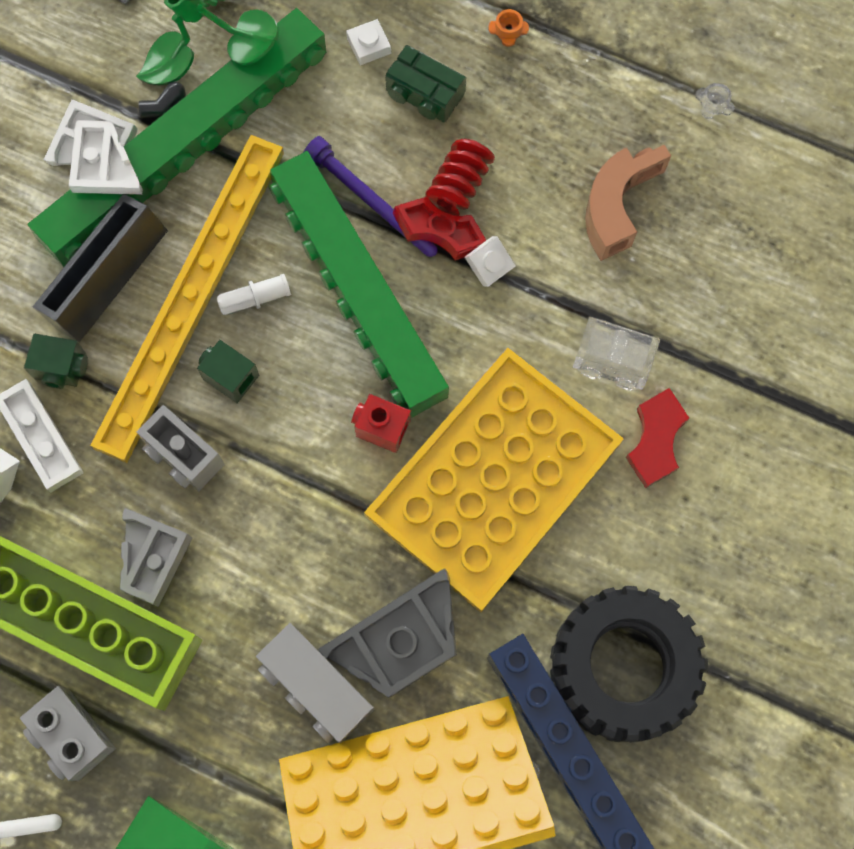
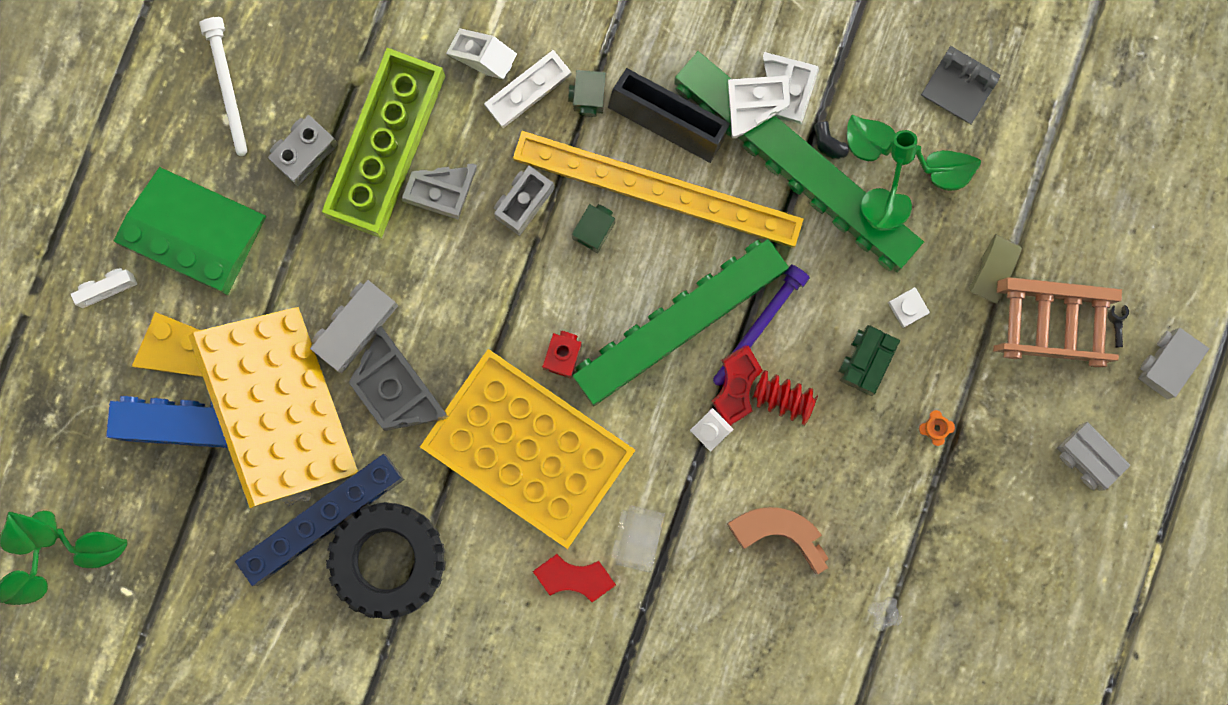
camera: 85 degrees right, 10 degrees up
(253, 295) = (662, 240): white axle -> none

